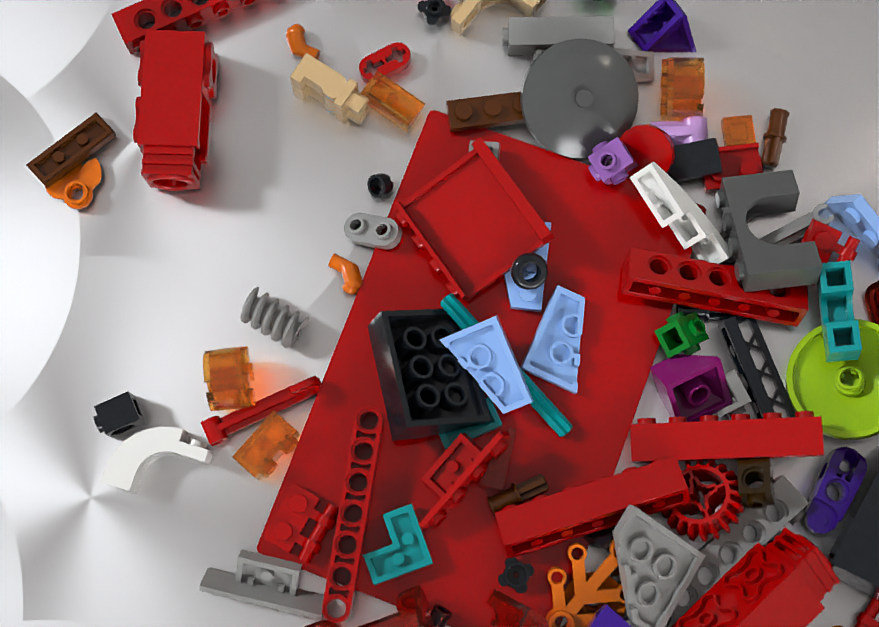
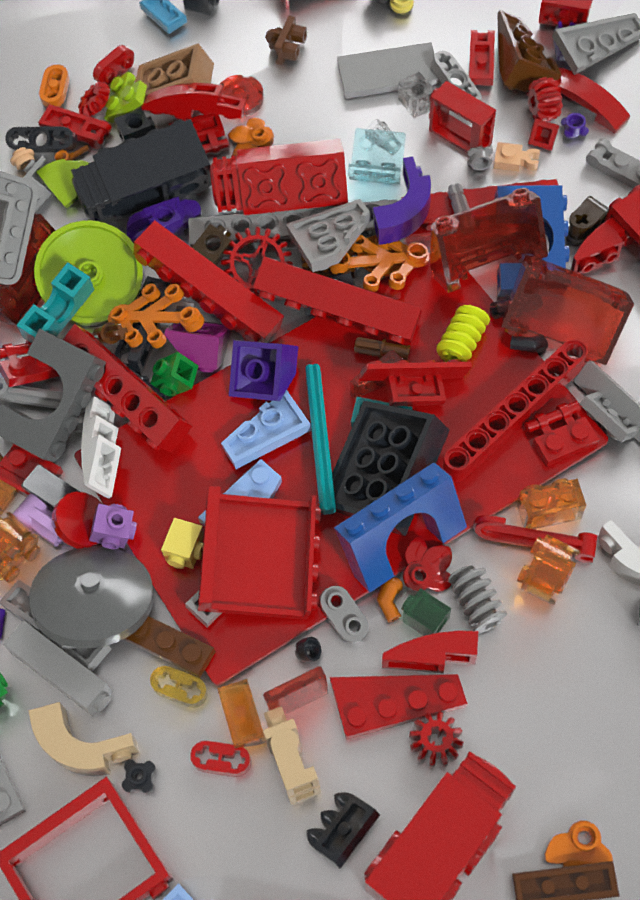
camera: 140 degrees left, 15 degrees down
(233, 196) = (448, 744): none -> red gear
(256, 77) = (343, 828): none -> black plate
(281, 250) = (432, 651): none -> red slope
(293, 189) = (385, 702): none -> red wing
(297, 42) = (283, 834): orange arm -> none
(307, 276) = (425, 613): none -> clear green brick
(334, 323) = (430, 562): none -> red plate
(359, 137) = (297, 691): none -> clear red tile
(385, 601) = (531, 344): none -> black arm
(387, 282) = (367, 531): none -> blue arch
(407, 551) = (495, 362): teal plate -> none
(452, 556) = (463, 333): none -> neon yellow piece
(457, 84) = (181, 680): none -> clear yellow beam
(490, 360) = (331, 437): light blue wing -> none
(519, 264) = (255, 484): black piece -> none
(519, 583) = (427, 296): black plate -> none
(542, 190) = (183, 544): none -> light yellow brick
(605, 392) = (262, 370): none -> dark purple slope
(749, 368) = (128, 314): none -> orange plant
(773, 331) = (110, 333): none -> reddish brown axle

